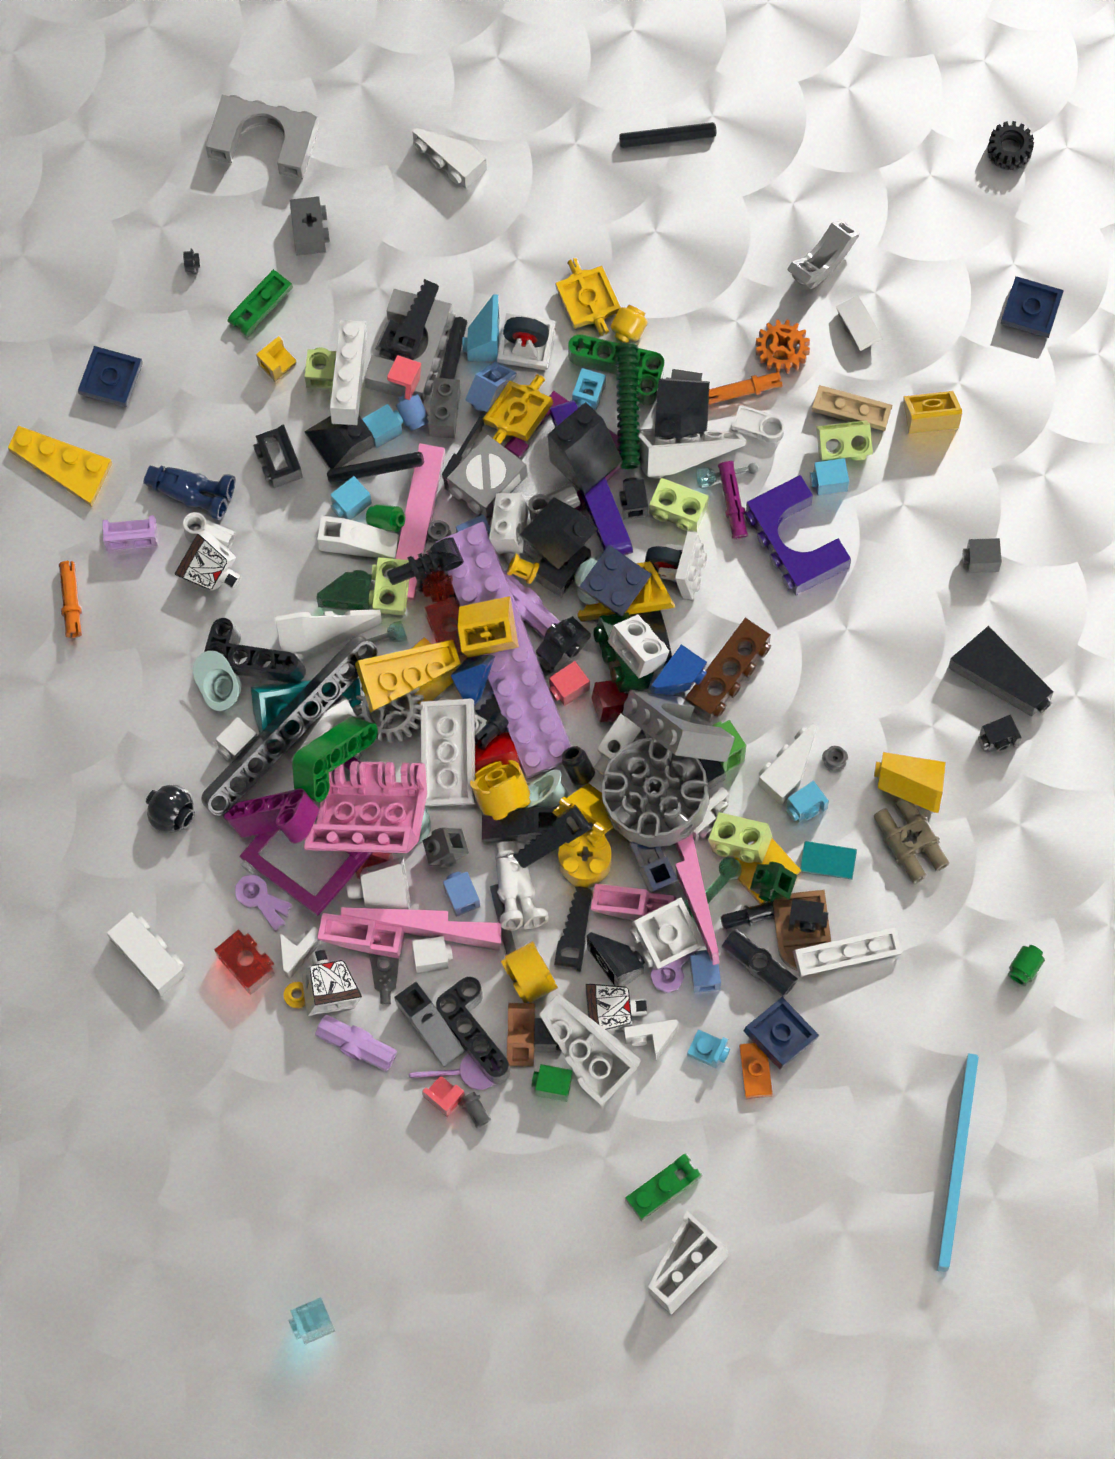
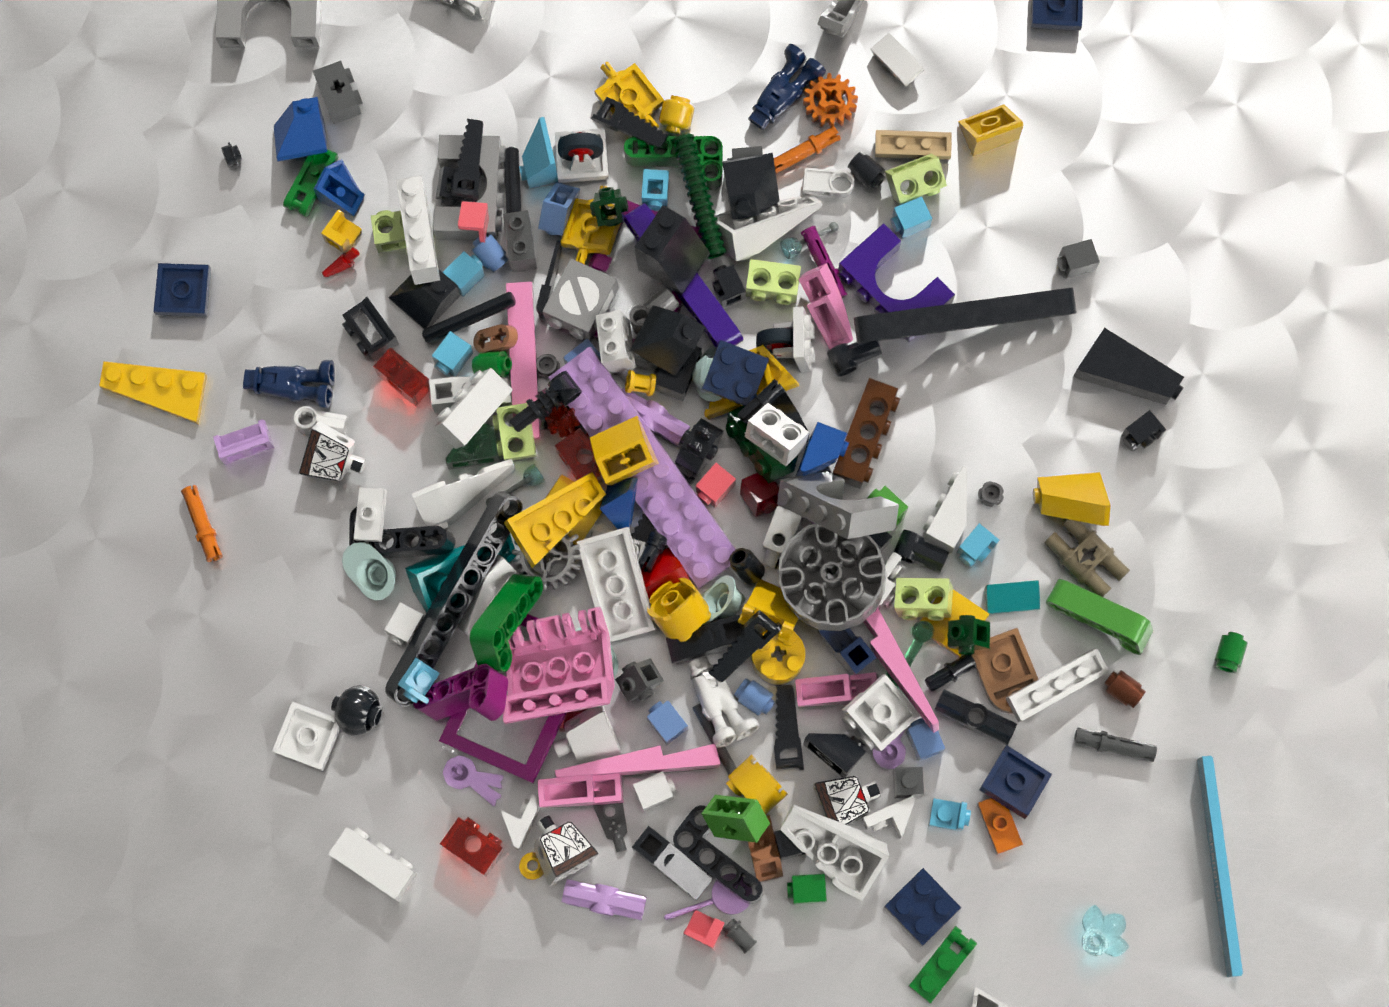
camera: 15 degrees left, 5 degrees up
(116, 821) = (307, 736): none -> white plate
(231, 627) = (370, 514): none -> white plate
(234, 793) = (418, 681): none -> medium azure bracket
(263, 253) = (300, 130): none -> blue slope
(268, 388) = (342, 263): none -> red bar
(284, 317) = (338, 189): none -> blue slope
(297, 508) = (402, 376): none -> clear red brick
(355, 551) = (472, 407): none -> white brick
(396, 488) = (495, 334): none -> nougat beam
(500, 994) = (735, 818): none -> bright green brick
(531, 400) = (605, 214): none -> dark green brick
(552, 891) = (755, 697): none -> medium blue brick
(579, 321) = (629, 123): none -> black piece
(639, 608) = (766, 396): none -> black axle
(659, 1128) = (922, 907): none -> dark blue plate
(677, 1006) = (908, 782): none -> dark grey brick
(723, 540) = (826, 305): none -> bright pink slope
(730, 594) = (847, 357): none -> black piece
(736, 327) = (780, 93): none -> dark blue piece
(744, 791) = (914, 549): none -> black piece
(799, 421) = (867, 170): none -> black brick
(807, 916) = (1010, 659): black brick -> none
(830, 1194) = (1106, 930): none -> clear light blue plate
(854, 580) = (964, 315): none -> black beam
(884, 1021) = (1104, 742): none -> dark grey pin
(910, 897) = (1102, 614): none -> bright green beam
(912, 973) = (1124, 688): none -> copper brick

